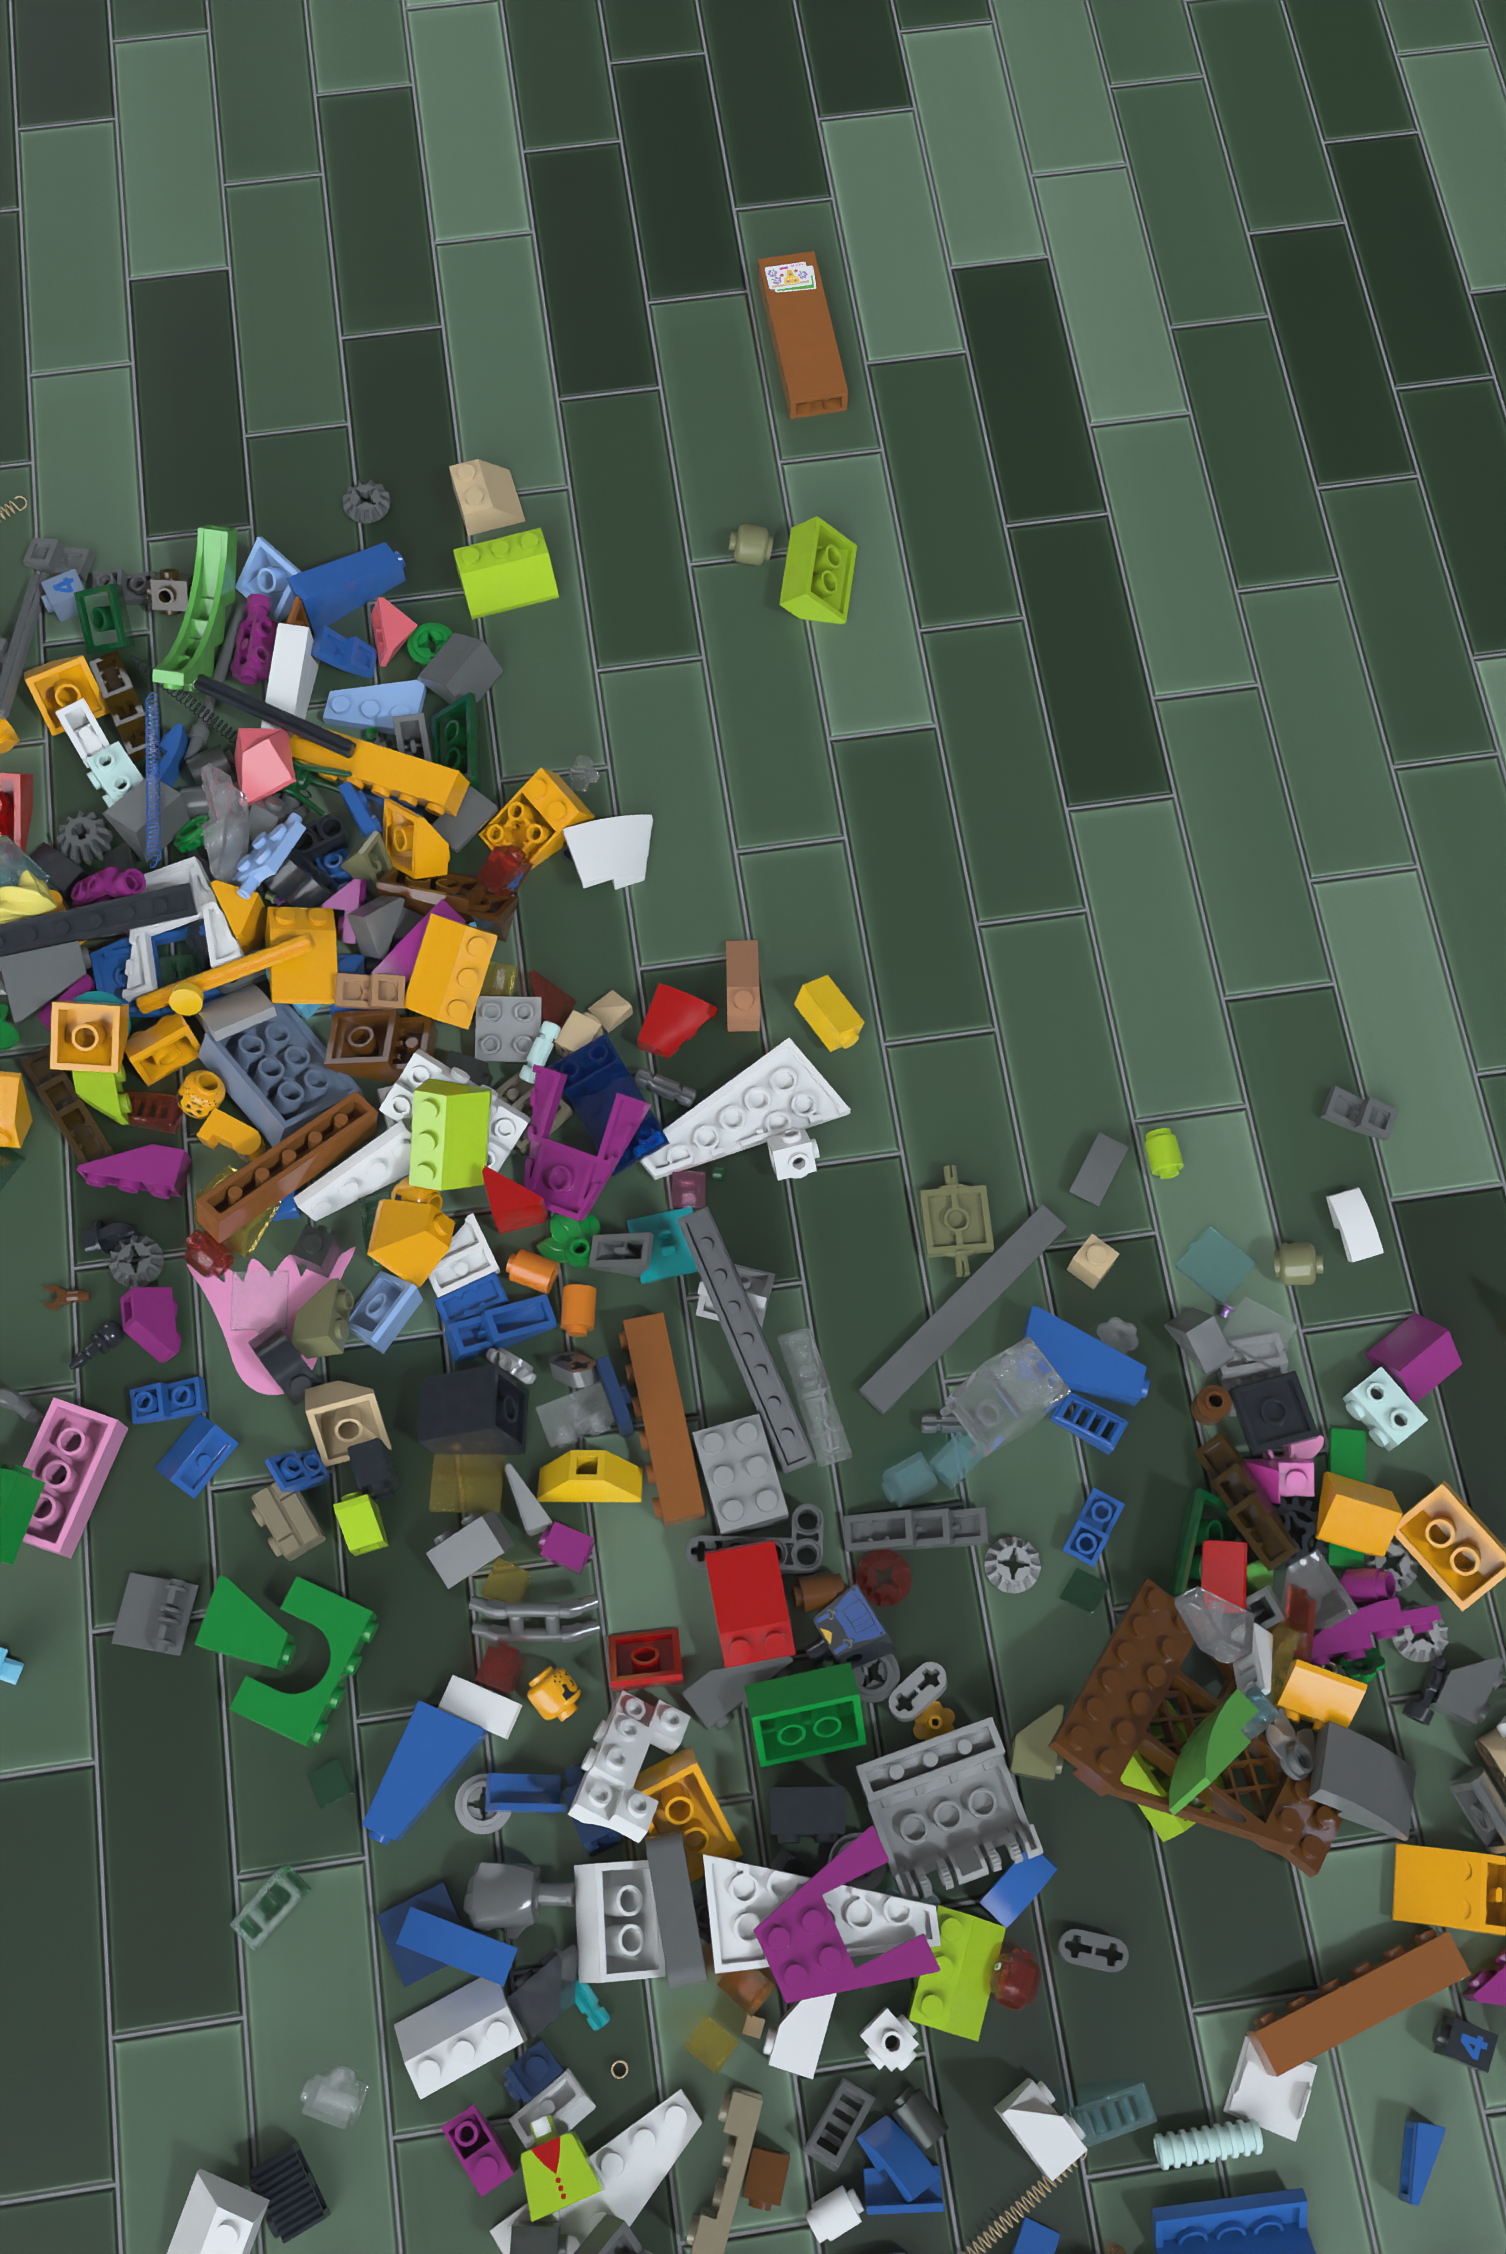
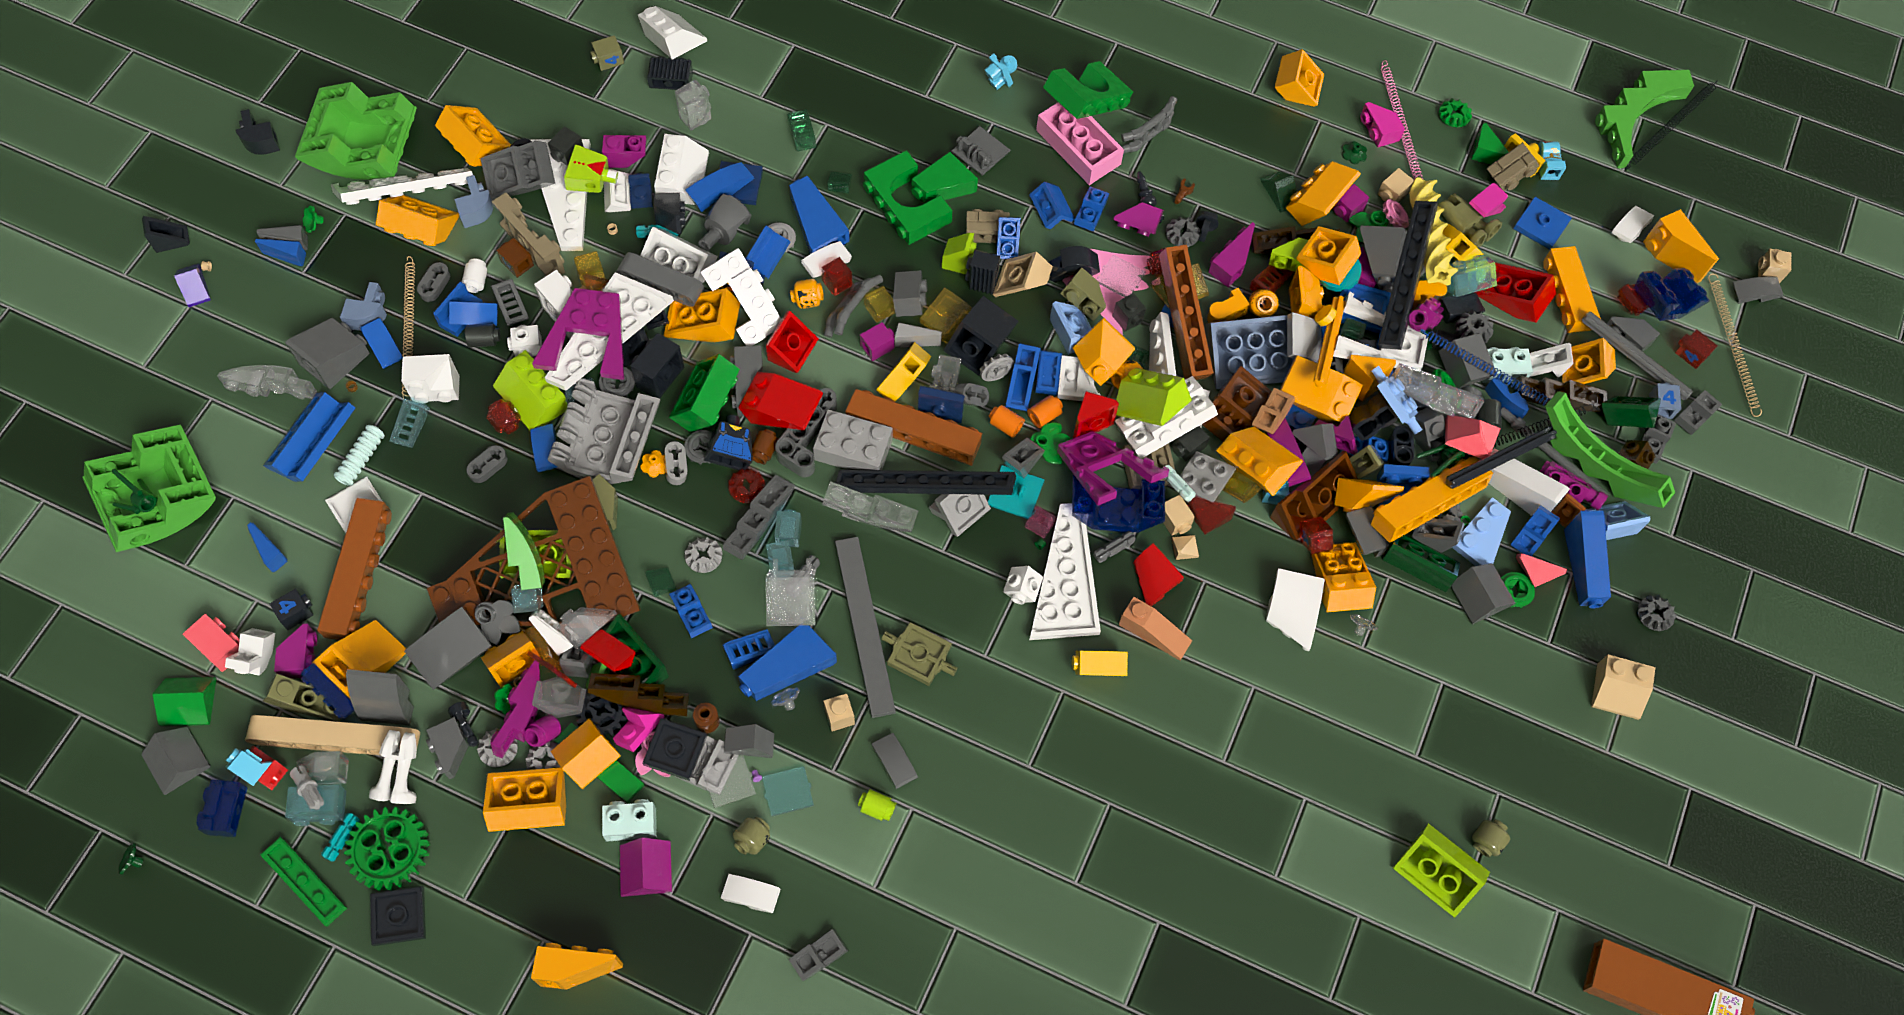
camera: 120 degrees right, 5 degrees down
(506, 573) = (1549, 663): lime slope -> none

